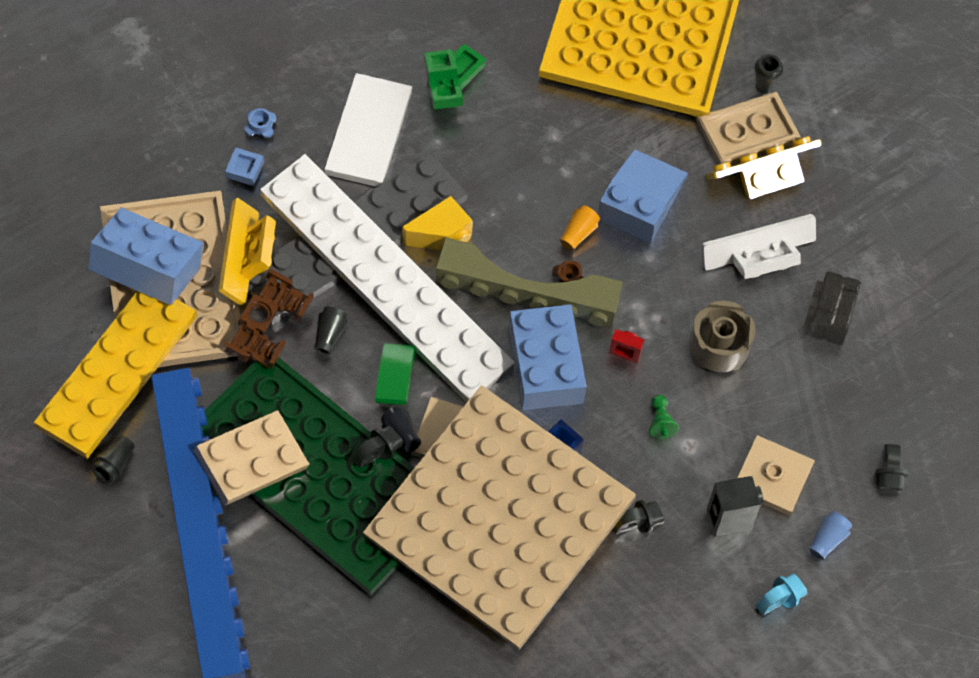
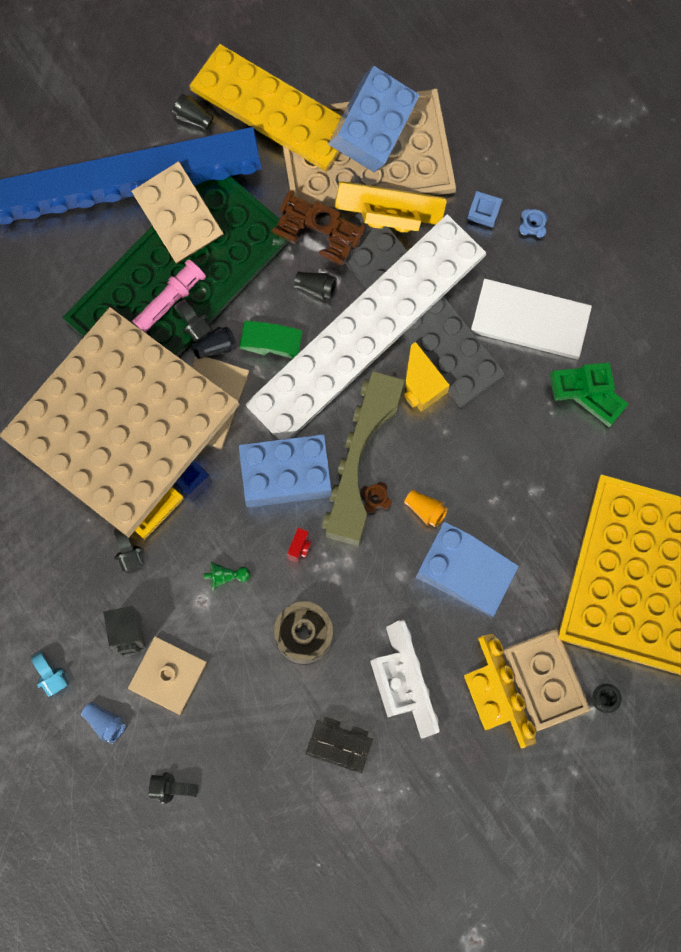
camera: 95 degrees right, 15 degrees up
(340, 461) = (177, 288): none -> bright pink pin

